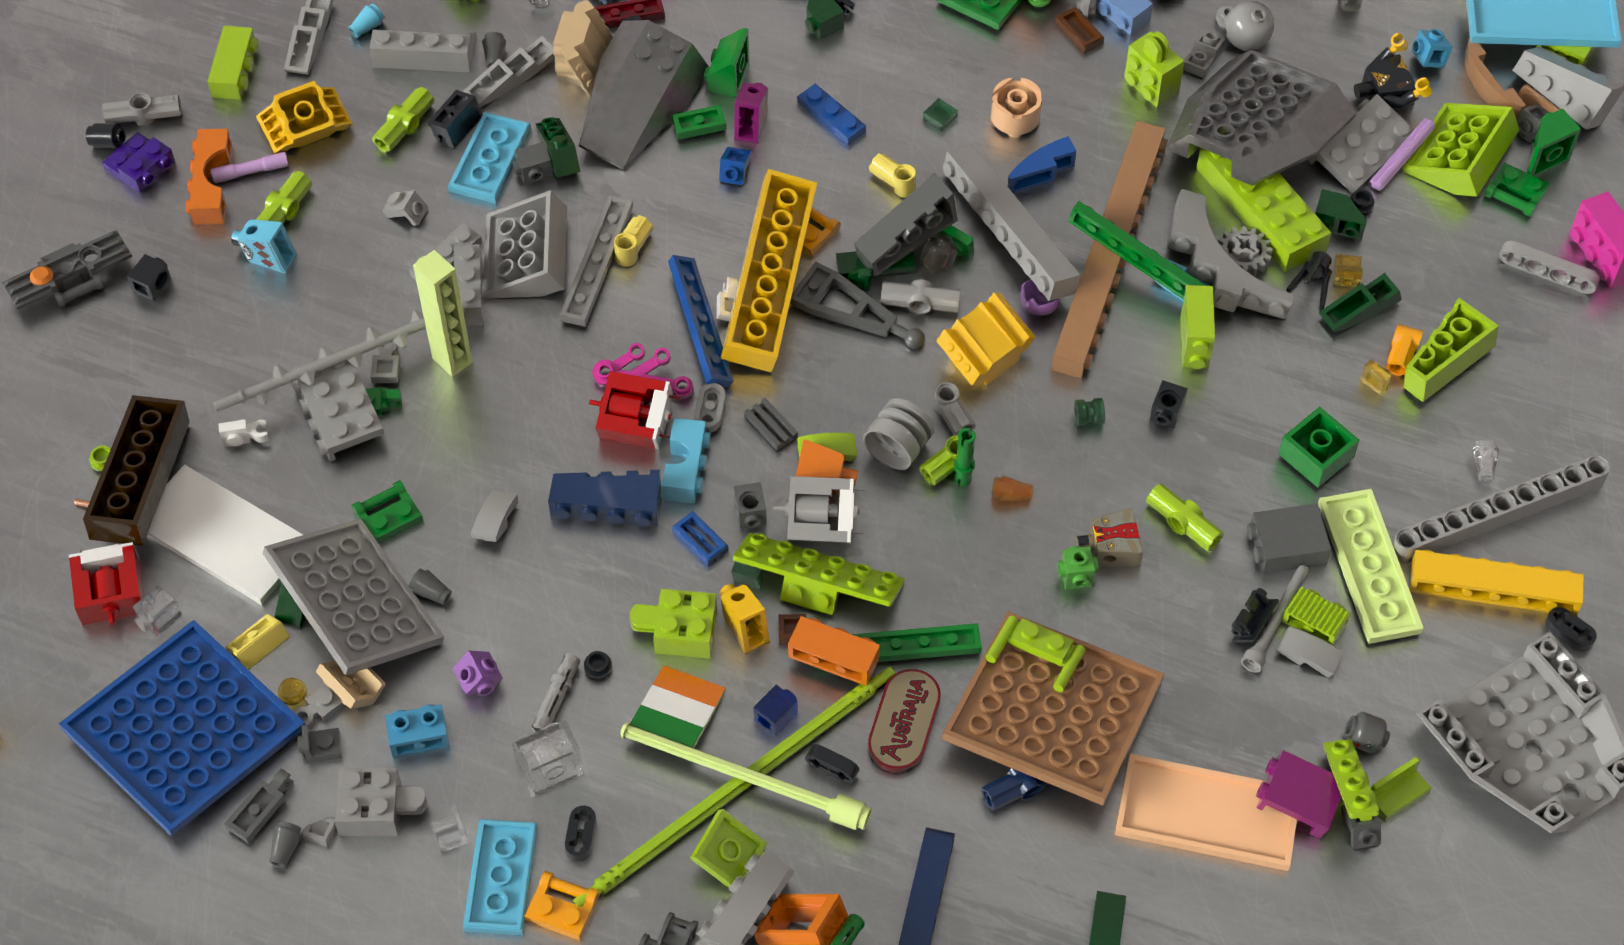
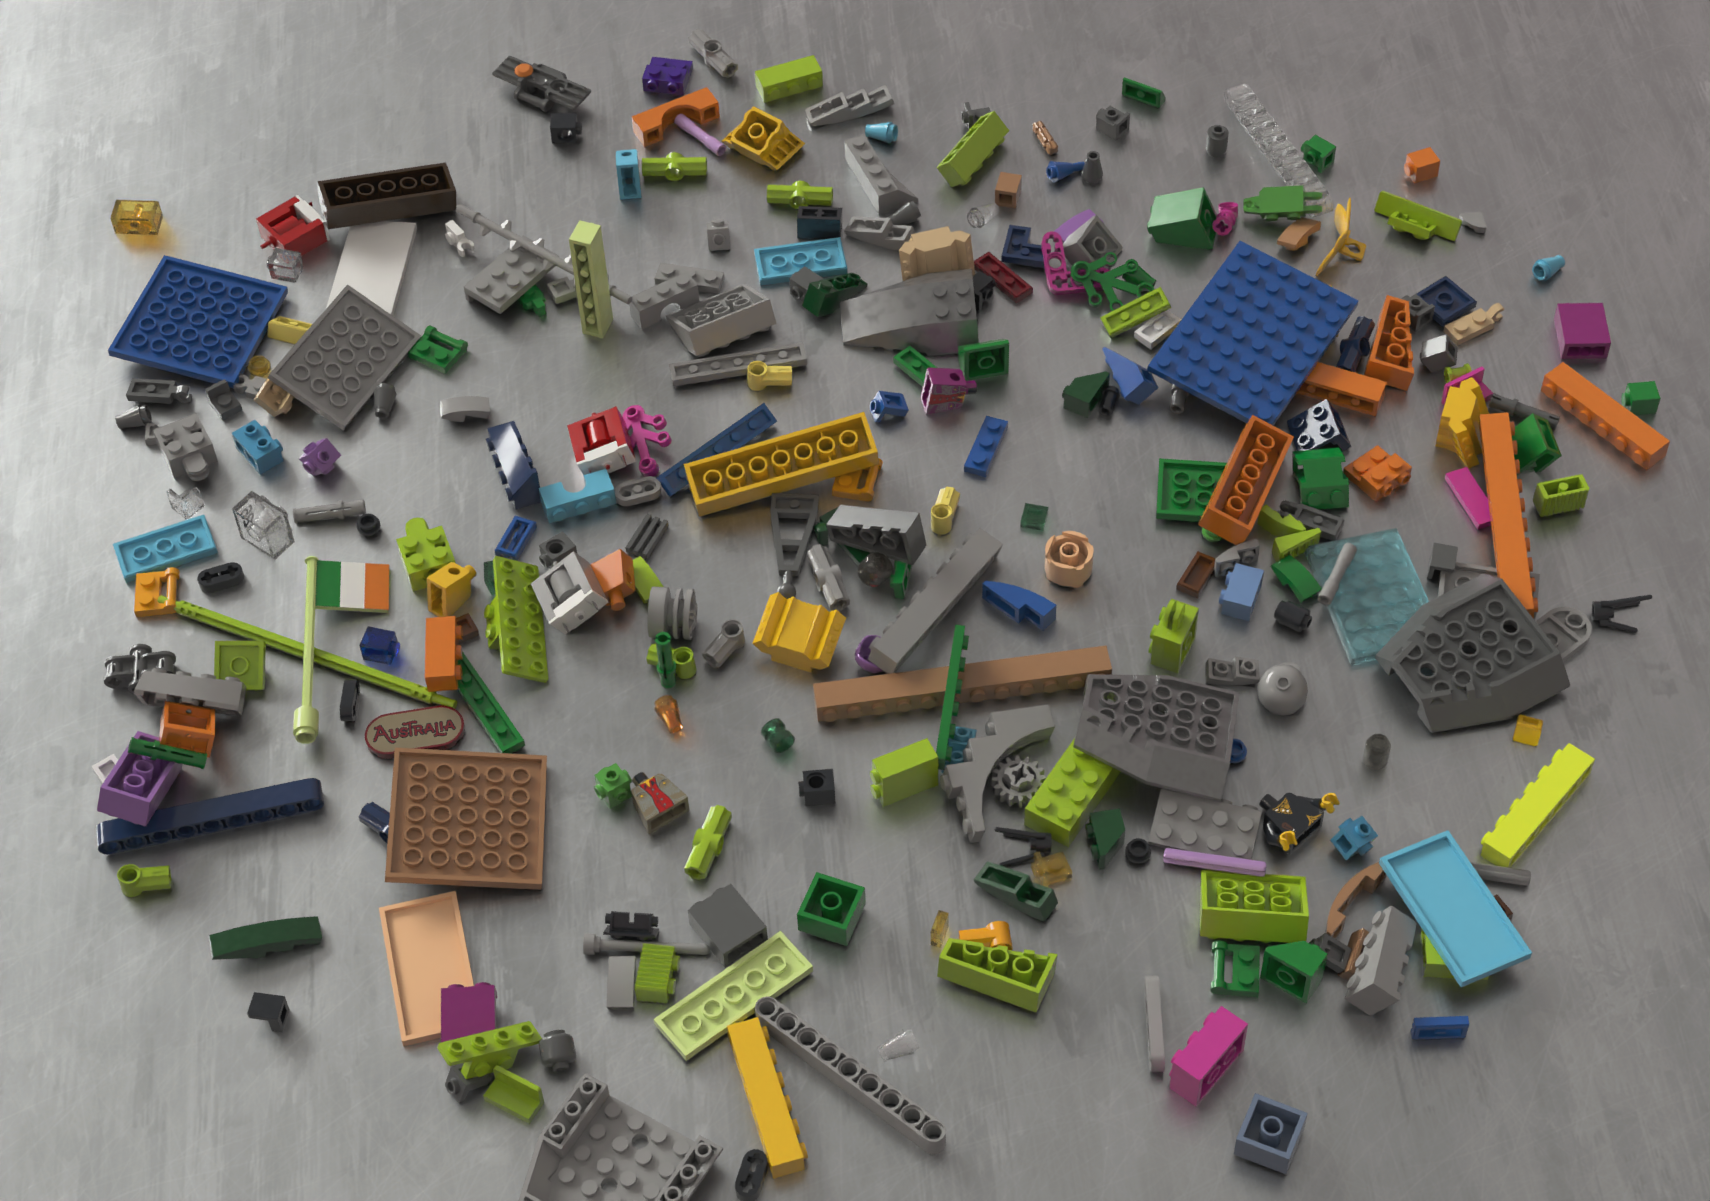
camera: 65 degrees right, 5 degrees down
(105, 135) = (675, 46): black brick -> none
(1040, 643) = (519, 785): lime plate -> none

